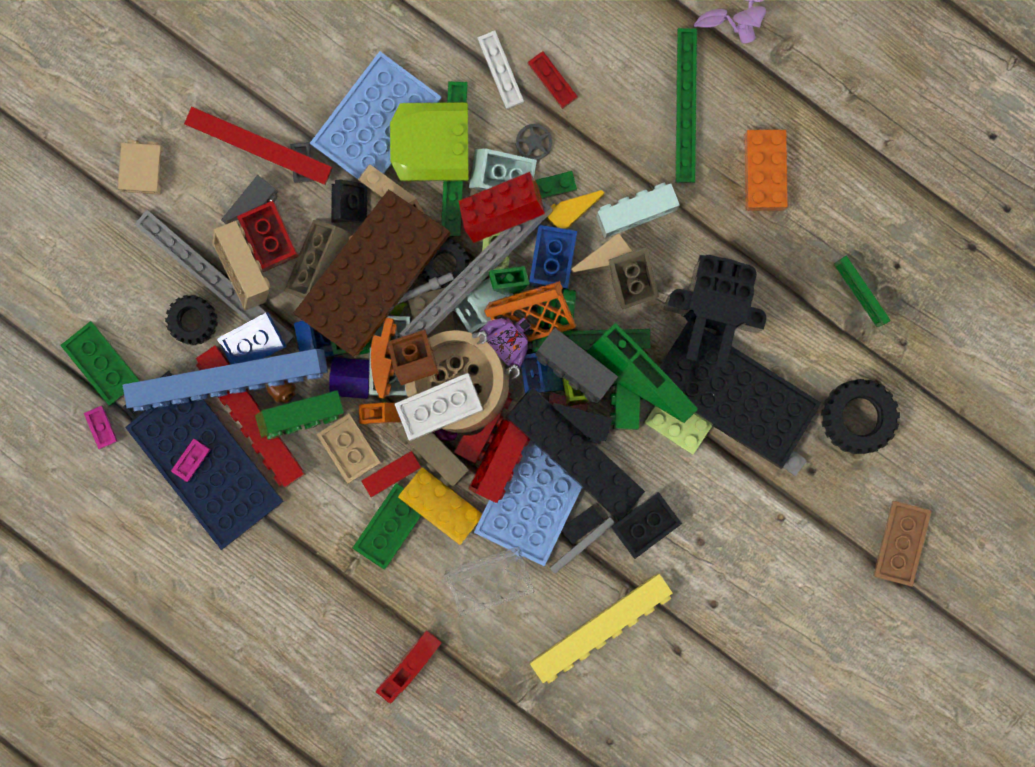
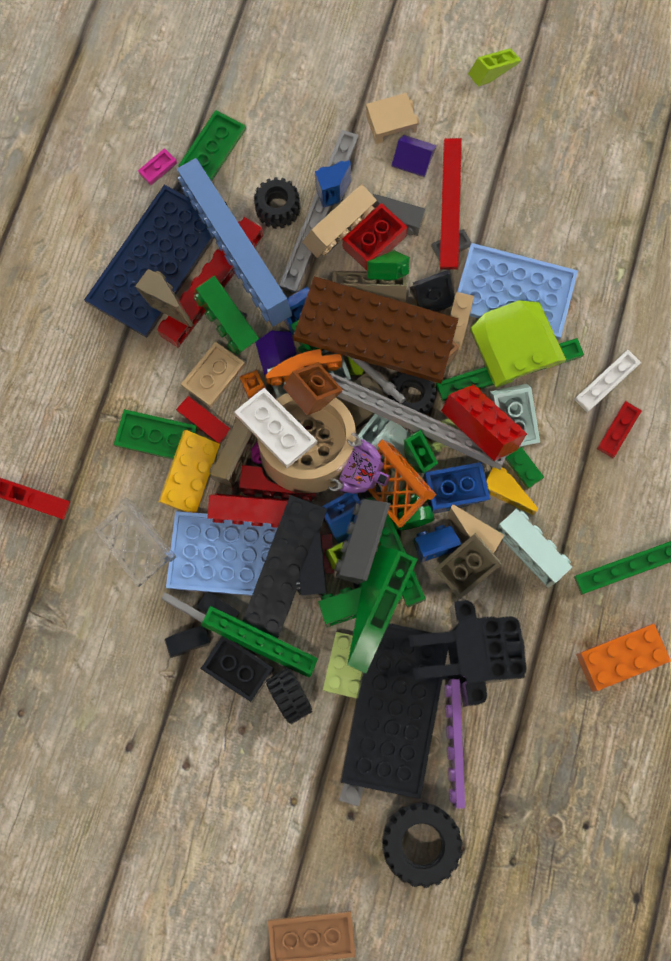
camera: 75 degrees right, 10 degrees down
(122, 40) = (492, 66): none -> lime slope
(189, 161) = (413, 155): none -> dark purple slope
(190, 460) = (153, 244): dark pink plate -> none
(197, 259) = (332, 182): none -> blue slope
(249, 472) = (161, 296): none -> dark tan slope
(252, 340) = (279, 257): plate -> none
(282, 393) = (243, 299): dark orange head -> none
(305, 234) = (388, 266): none -> green slope
(534, 141) = (556, 434): dark grey wheel -> none
(597, 297) = (436, 543): none -> blue slope
(600, 628) = (125, 663): light yellow brick -> none
(602, 564) = (187, 640): none -> black slope
(630, 496) = (259, 642): none -> green plate
(688, 486) = (289, 696): none -> black tyre
(792, 355) = (455, 751): none -> medium lavender plate
(861, 292) = (545, 798): green tile -> none

